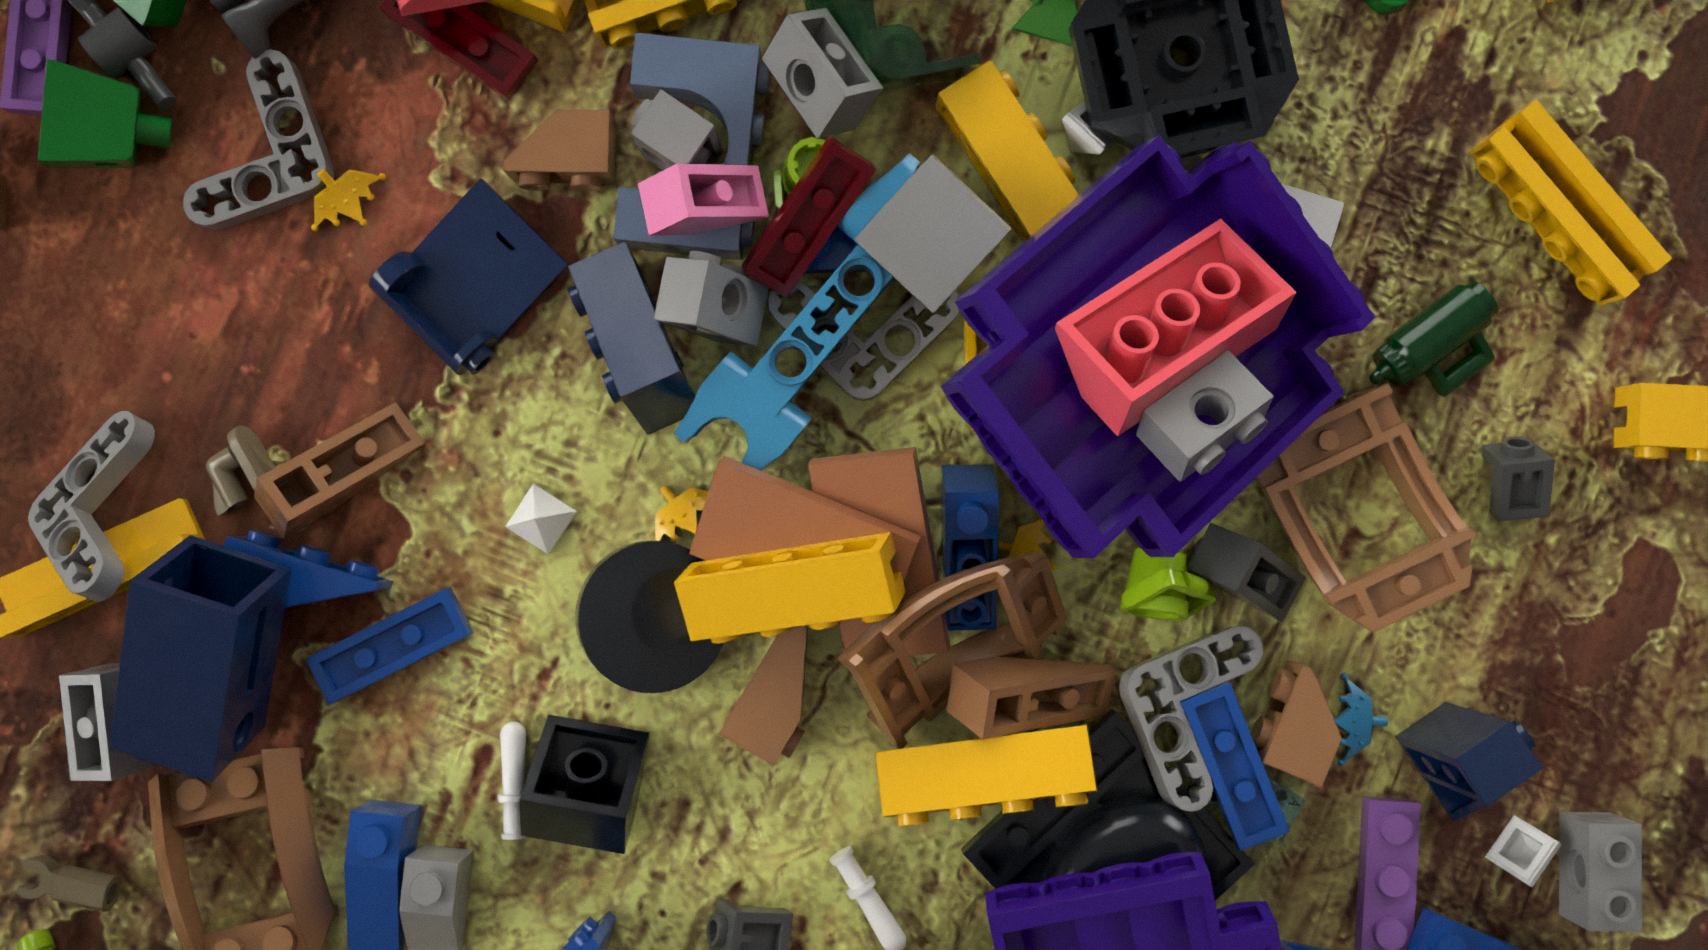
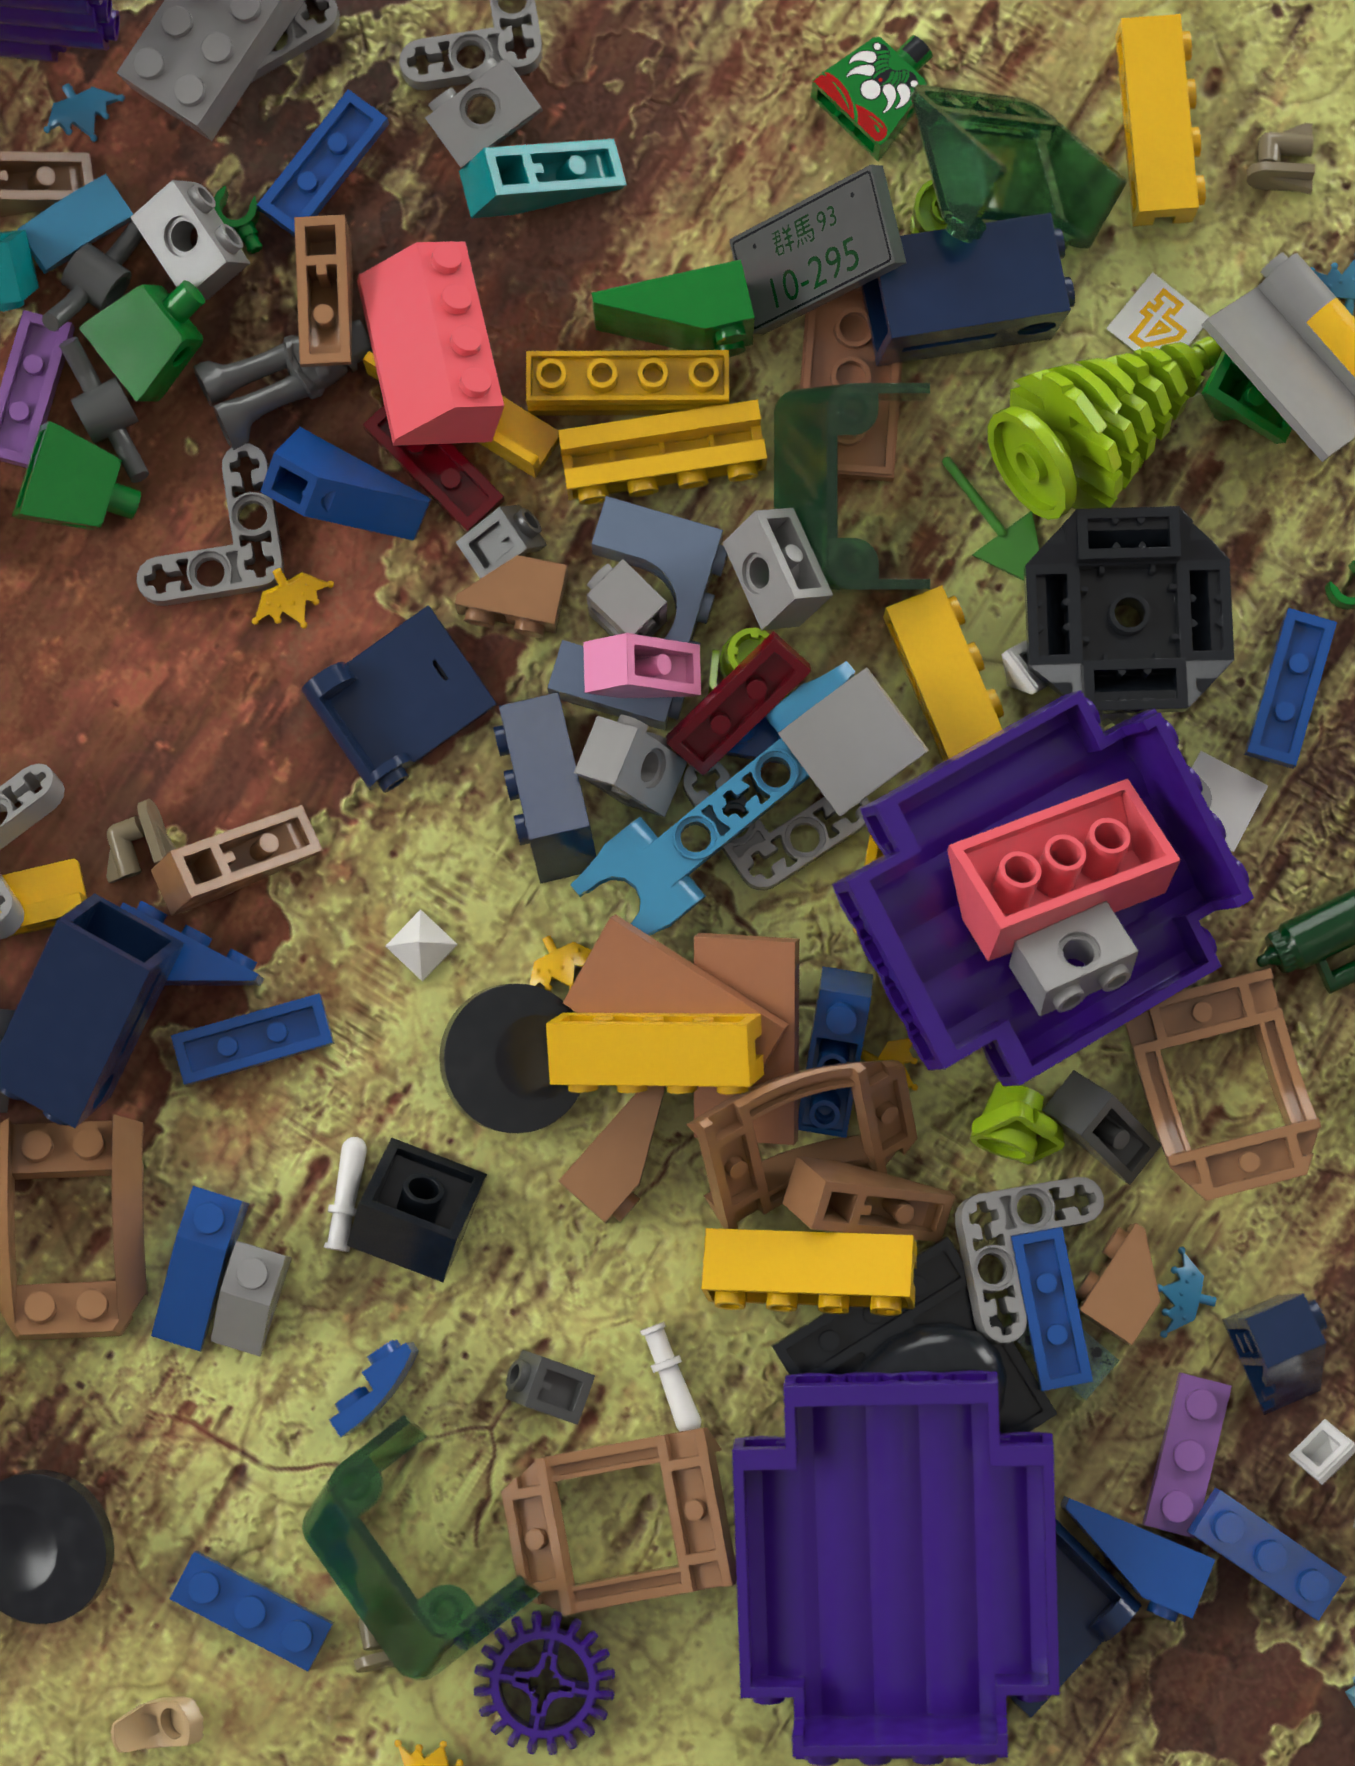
camera: 15 degrees right, 5 degrees down
(368, 76) = (341, 489): none -> blue slope
(539, 94) = (500, 538): none -> bracket
(1352, 100) = (1290, 688): none -> blue plate

